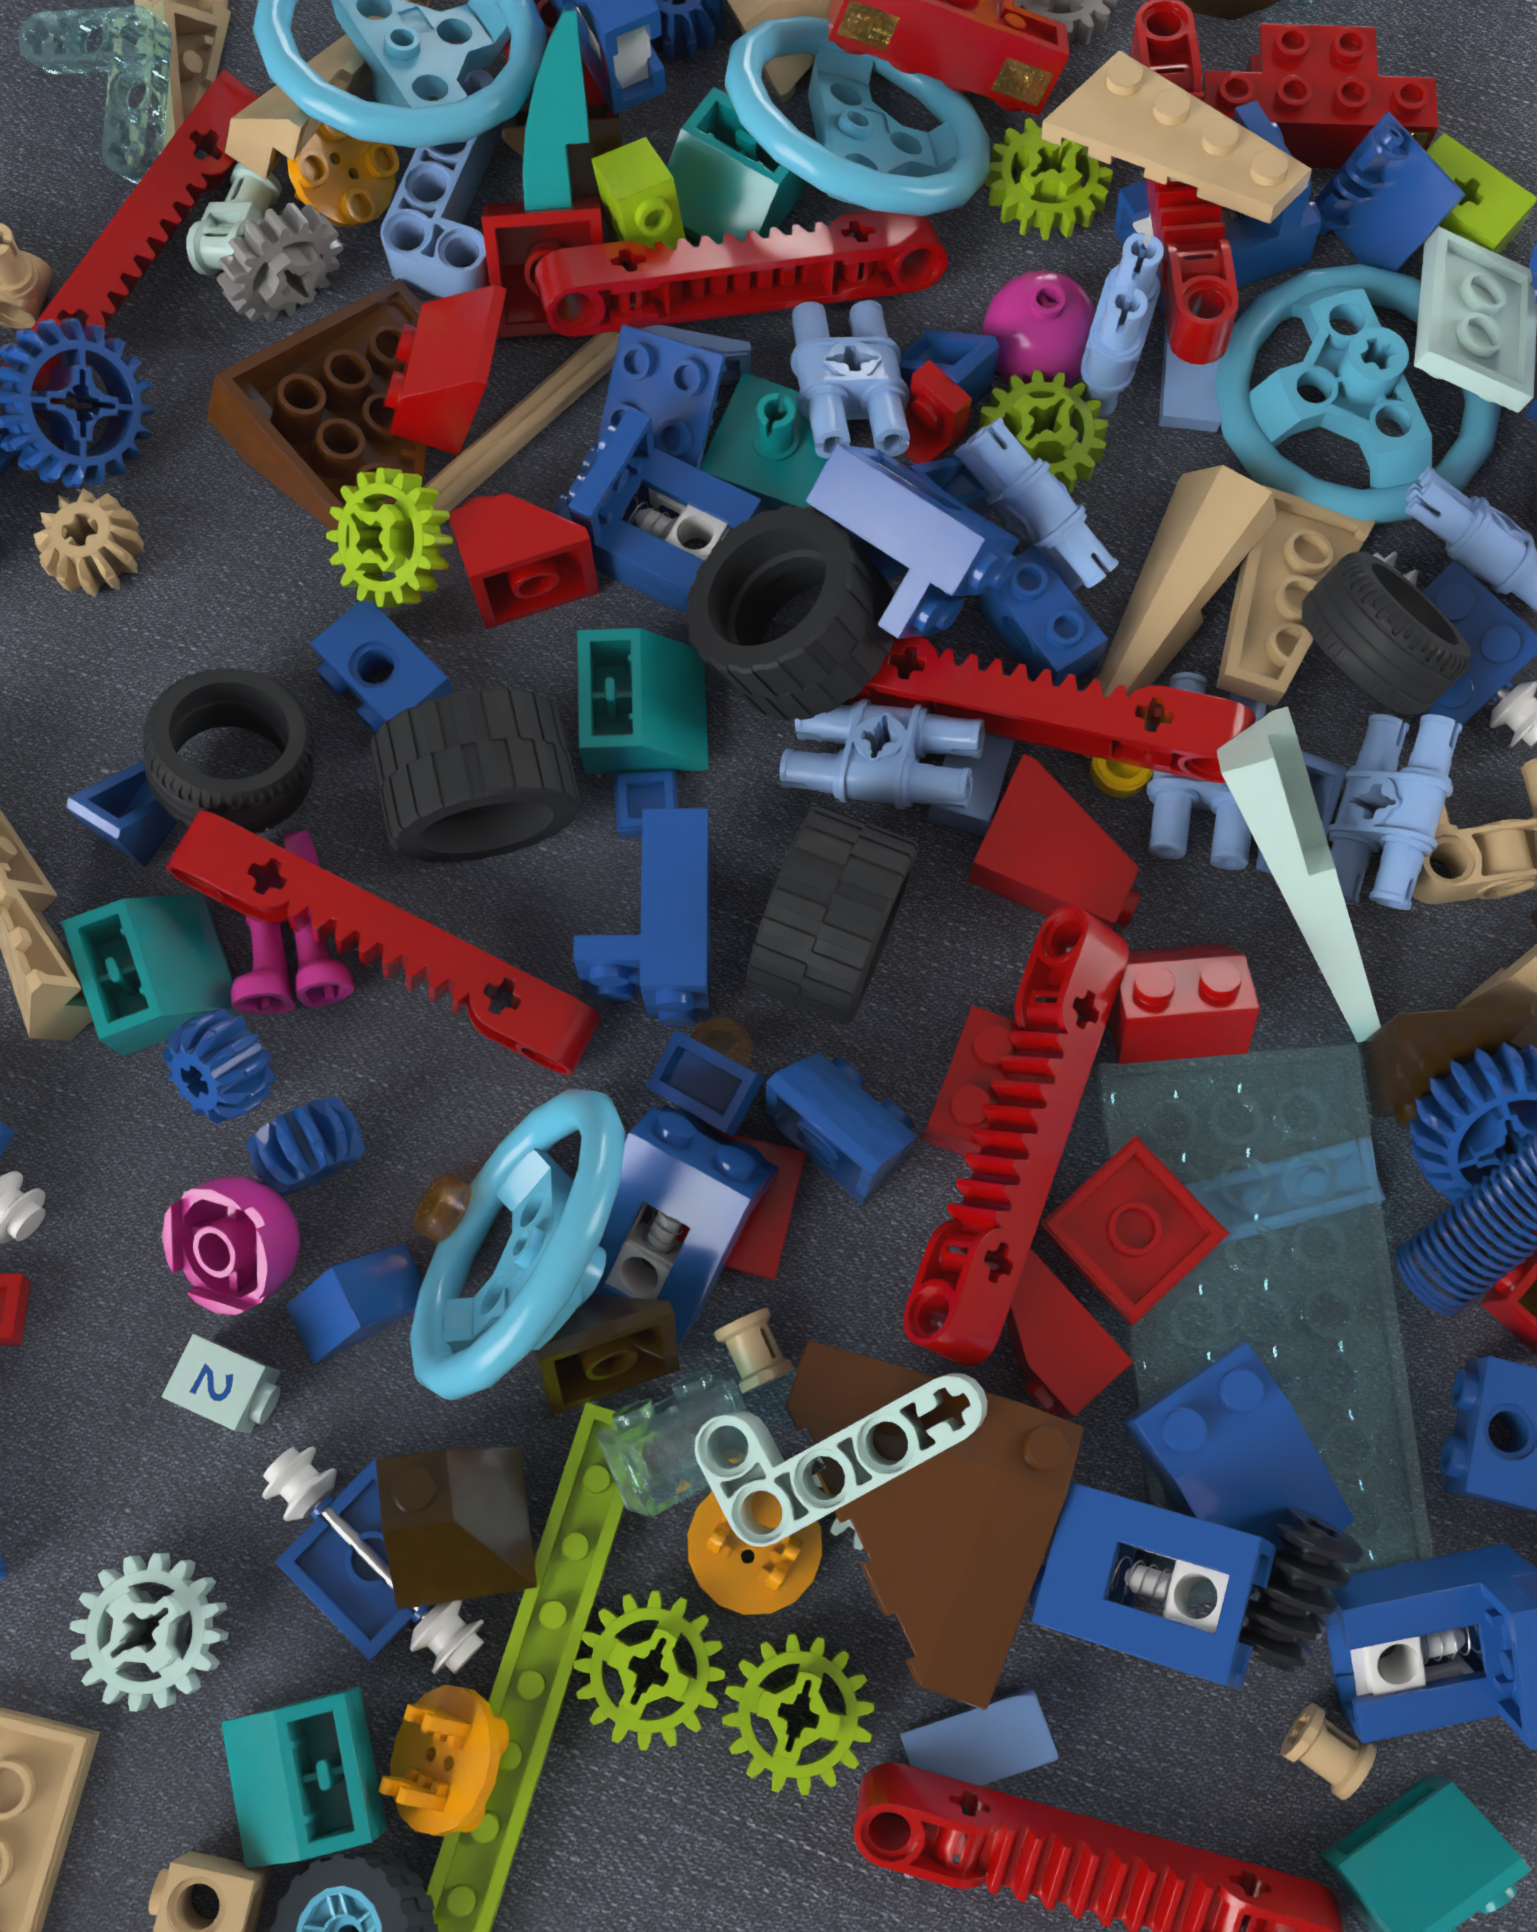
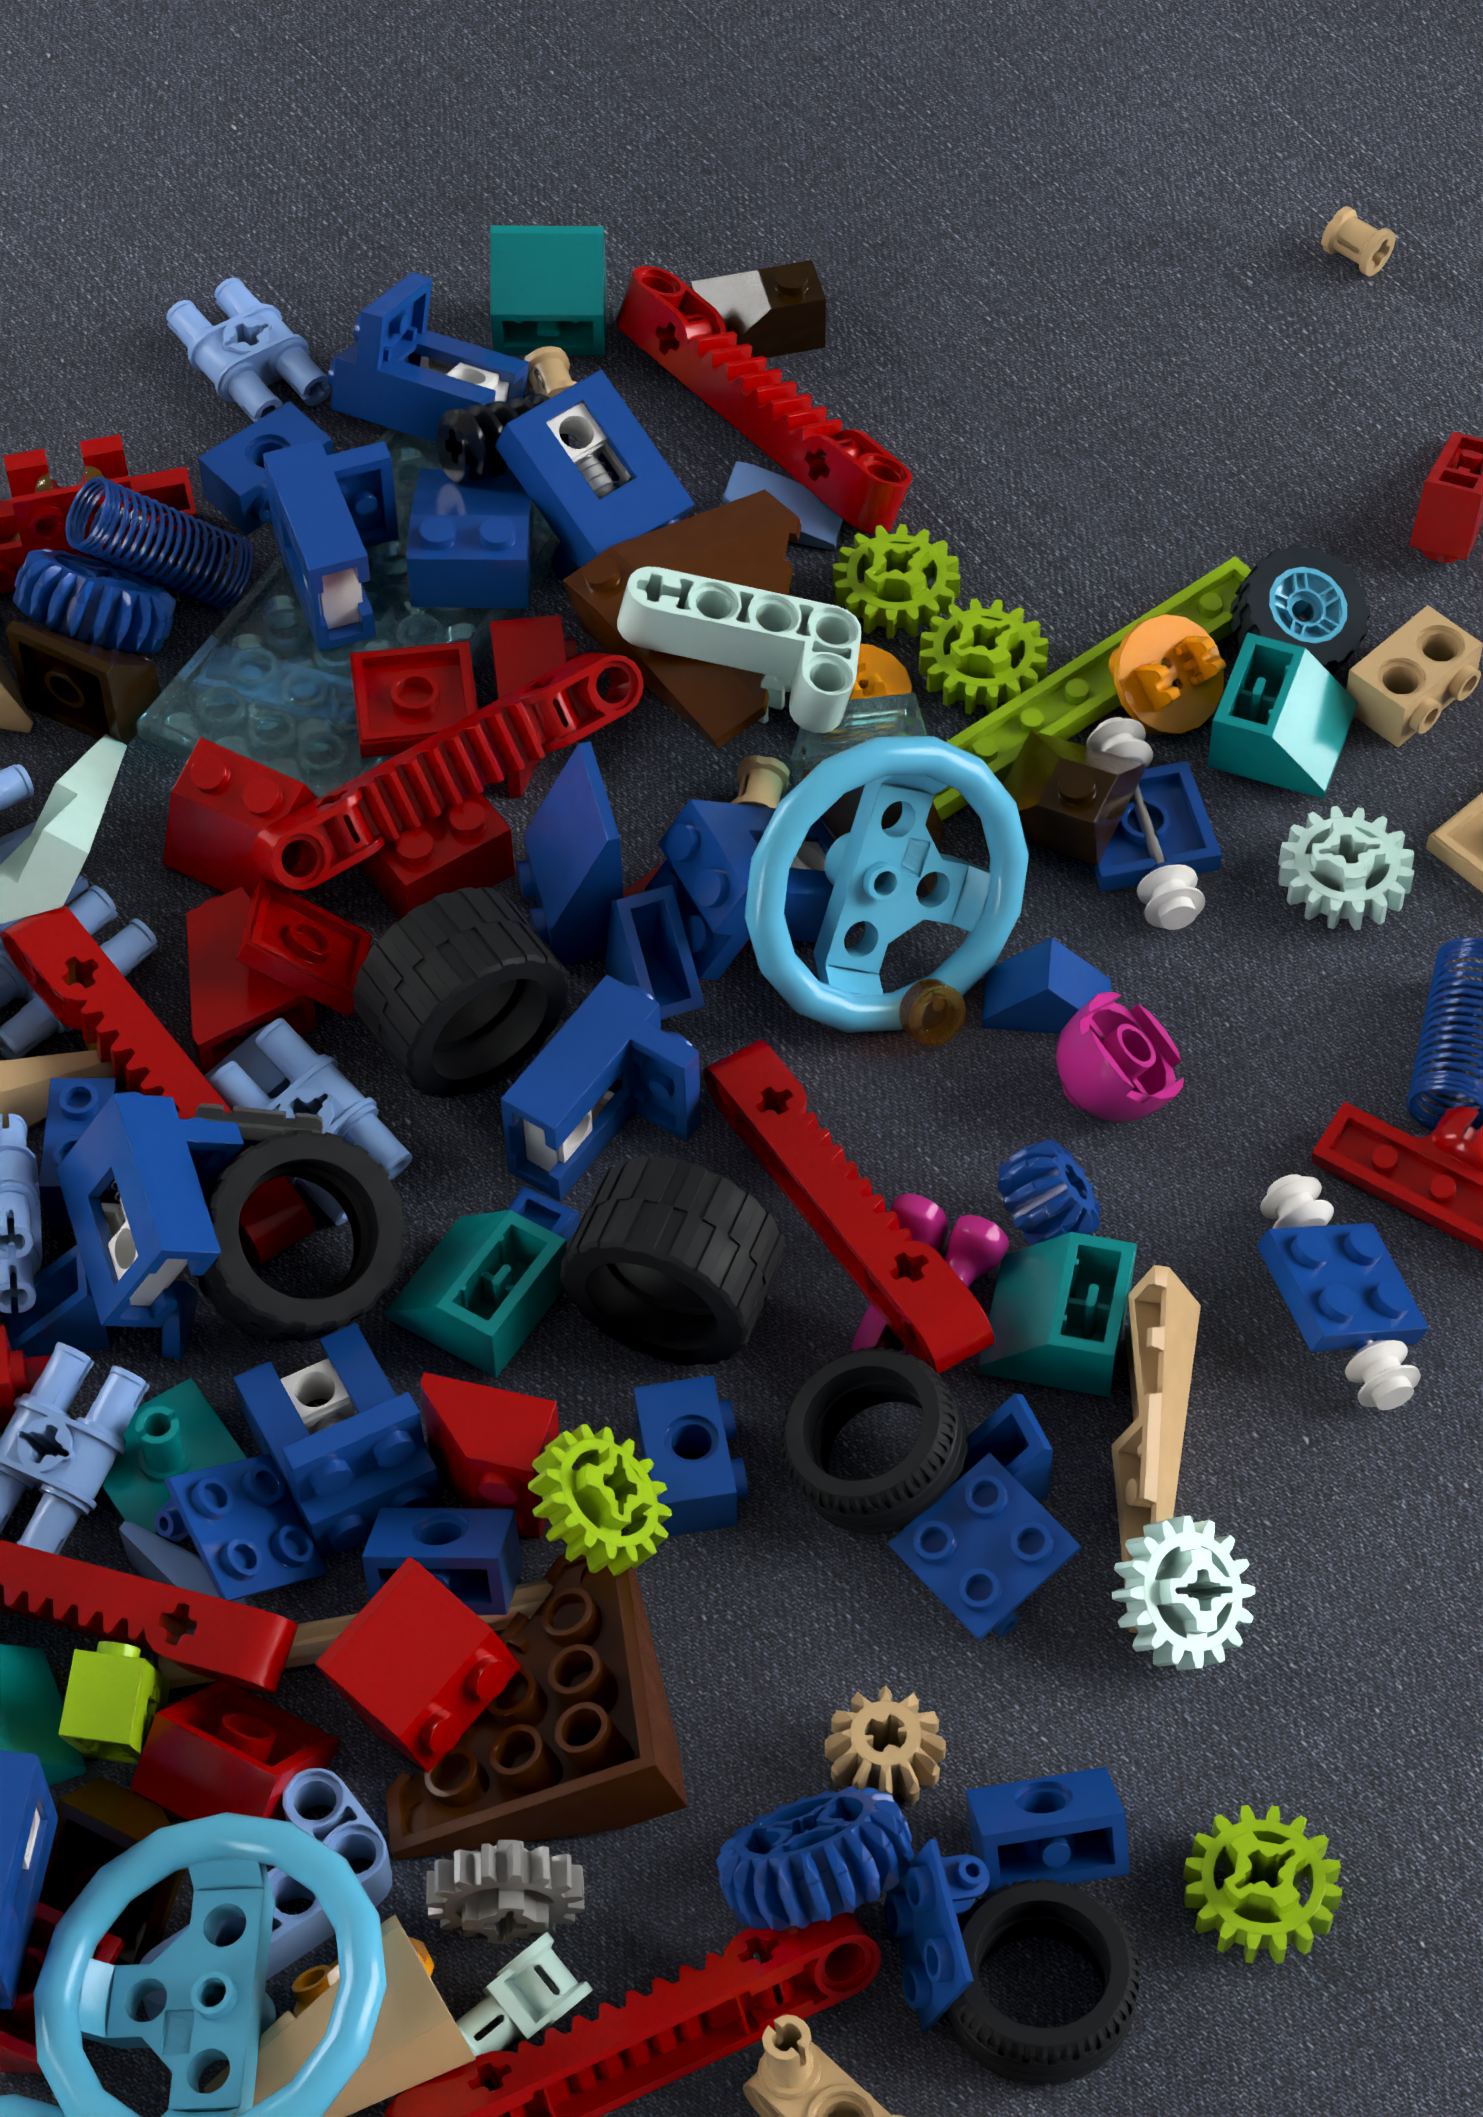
camera: 145 degrees left, 20 degrees down
(88, 724) = (985, 1548): none -> blue hinge
(223, 1385) = (1191, 990): light aqua brick -> none
(306, 1145) = (1013, 1099): blue gear -> none
(524, 442) = (463, 1548): none -> blue brick
(555, 118) = (123, 1801): teal slope -> none
(900, 687) = (259, 1123): none -> dark grey axle
(1005, 893) = (303, 946): none -> red tile
(1358, 1319) = (322, 522): none -> blue brick

